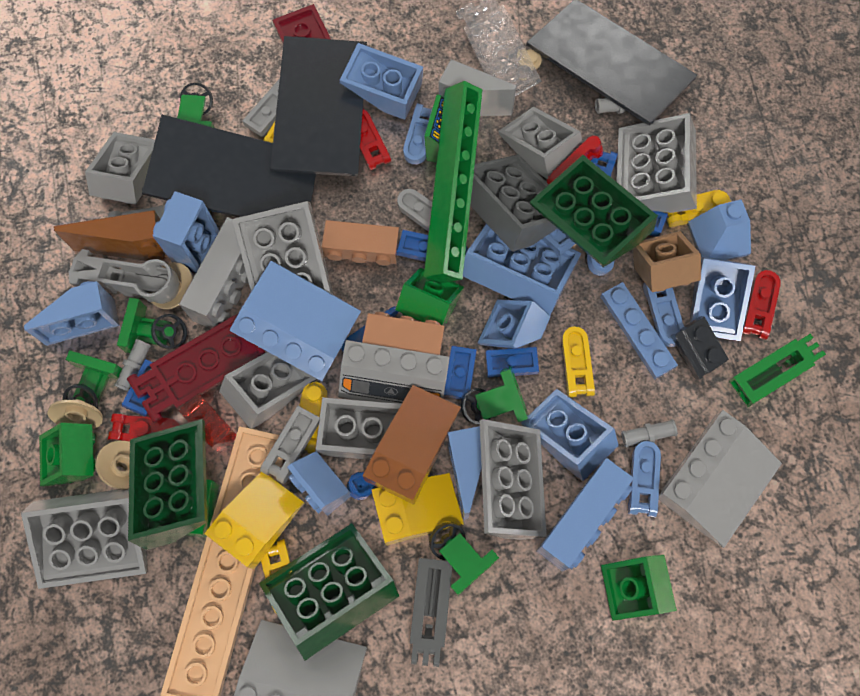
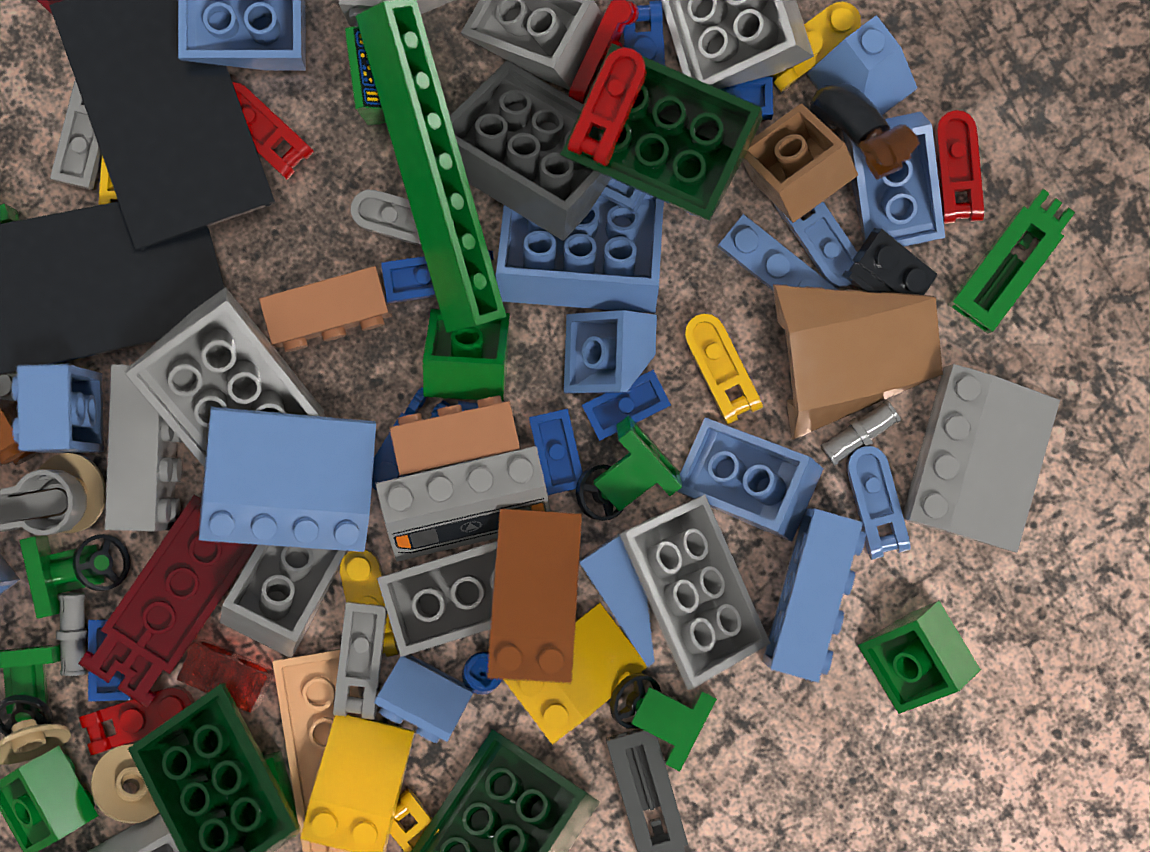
camera: 20 degrees left, 15 degrees up
(414, 146) = (336, 90): medium blue plate -> none
(568, 182) = (609, 104): none -> red plate
(662, 382) = (853, 349): none -> medium nougat wedge
(716, 253) = (853, 112): none -> piece

